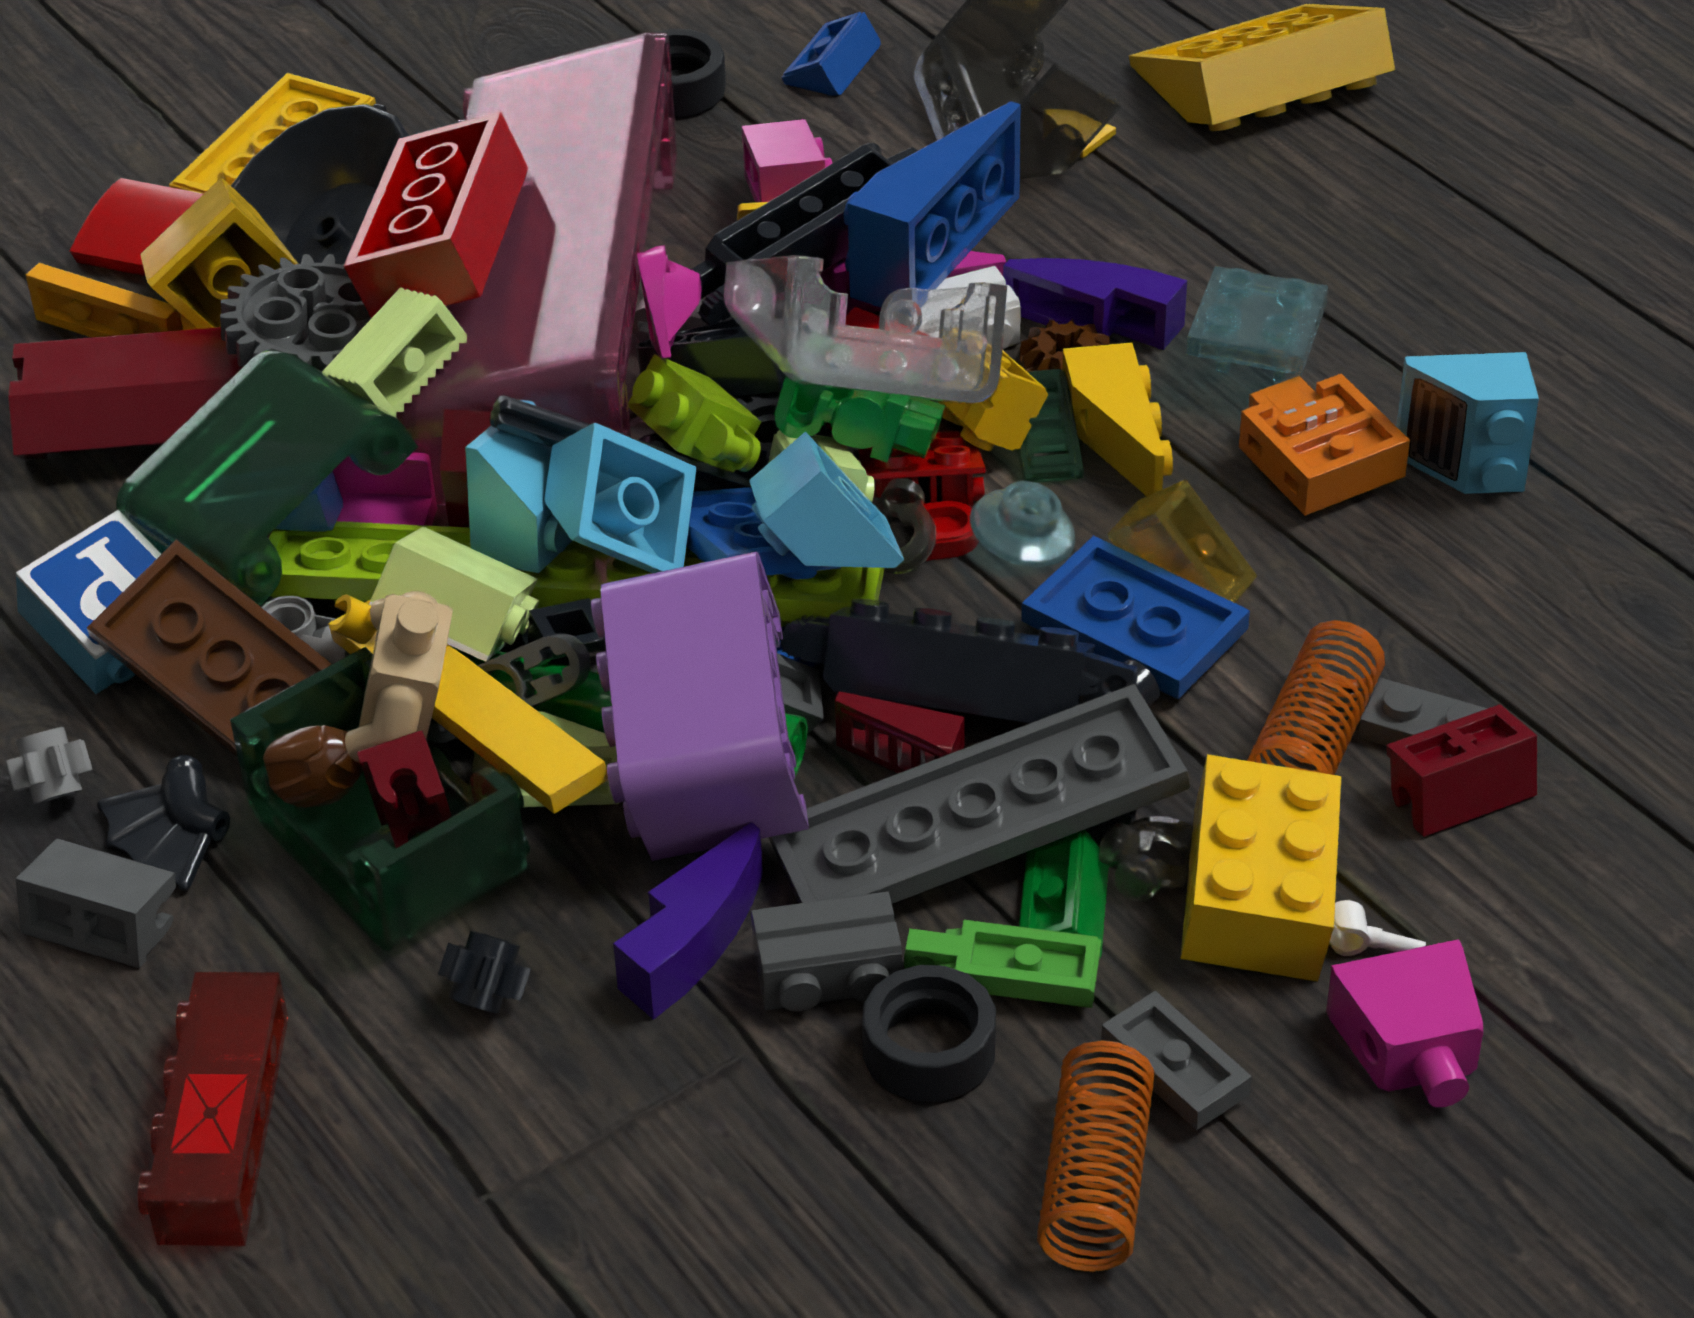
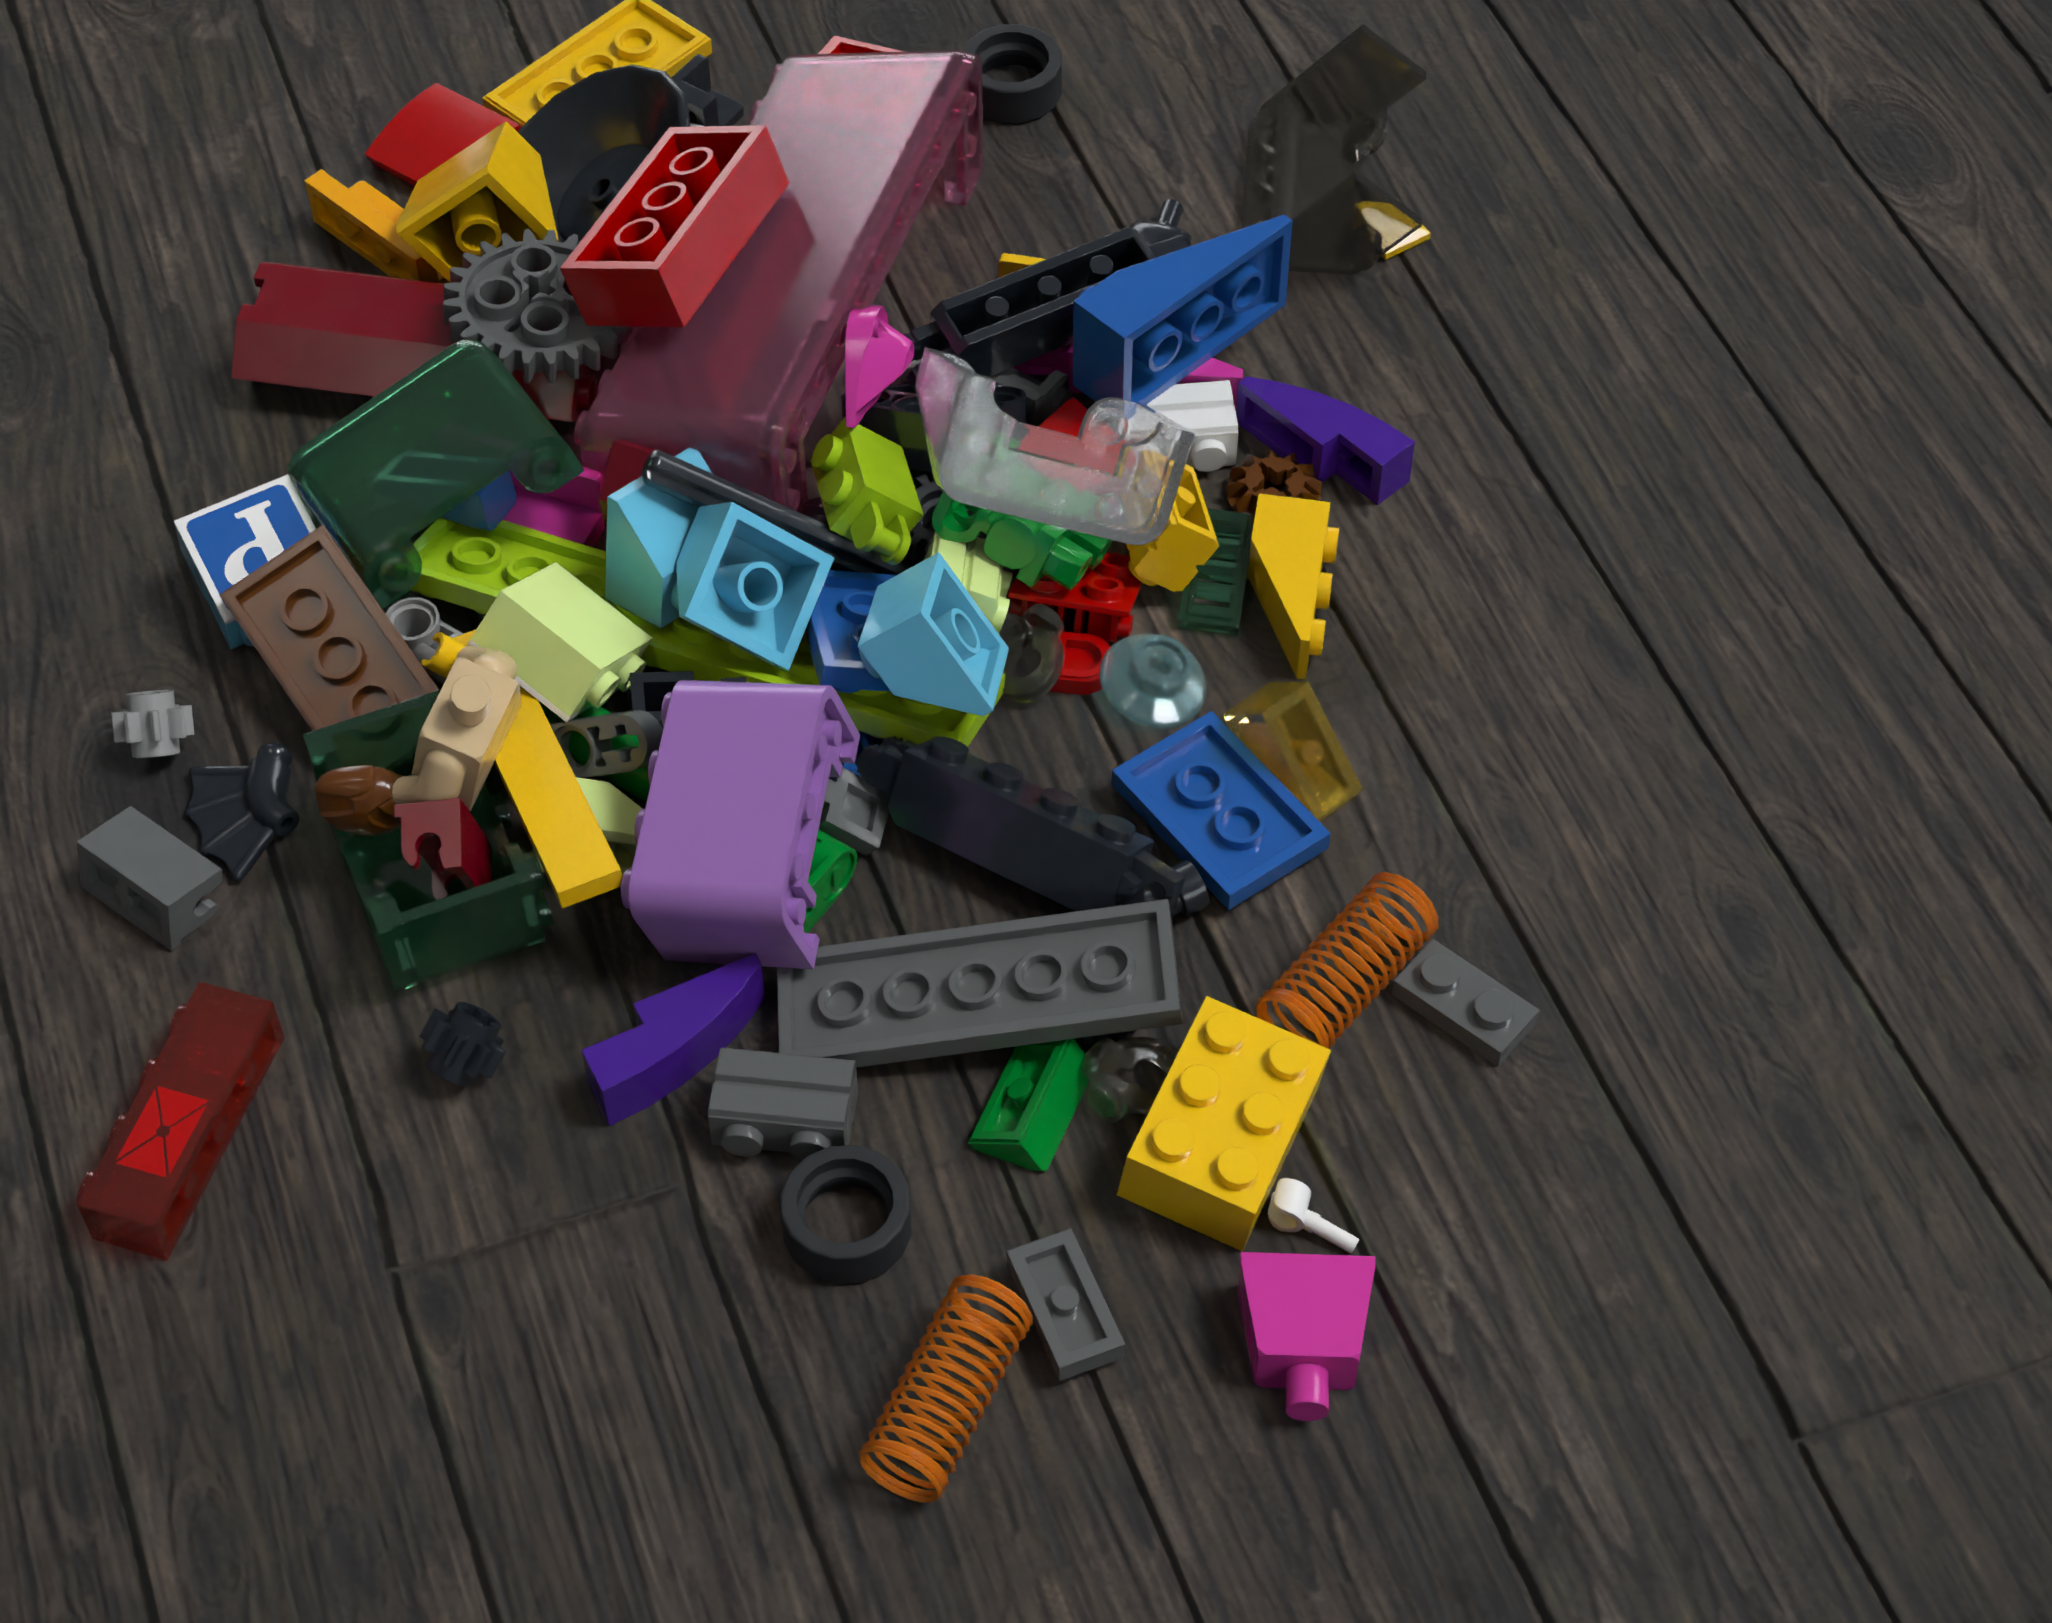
camera: 15 degrees right, 10 degrees up
(398, 350) = (586, 370): yellowish green brick -> none
(780, 157) = (1072, 206): dark pink brick -> none
(834, 55) = (1180, 84): blue slope -> none
(912, 732) = (938, 886): dark red slope -> none
(1014, 960) = (952, 1158): bright green hinge -> none
(1257, 321) = (1465, 506): clear light blue plate -> none
(1269, 63) = (1613, 190): yellow slope -> none
(1321, 441) = (1480, 656): orange piece -> none
(1464, 769) = (1469, 1063): dark red hinge -> none
(1470, 419) = (1632, 672): medium azure slope -> none

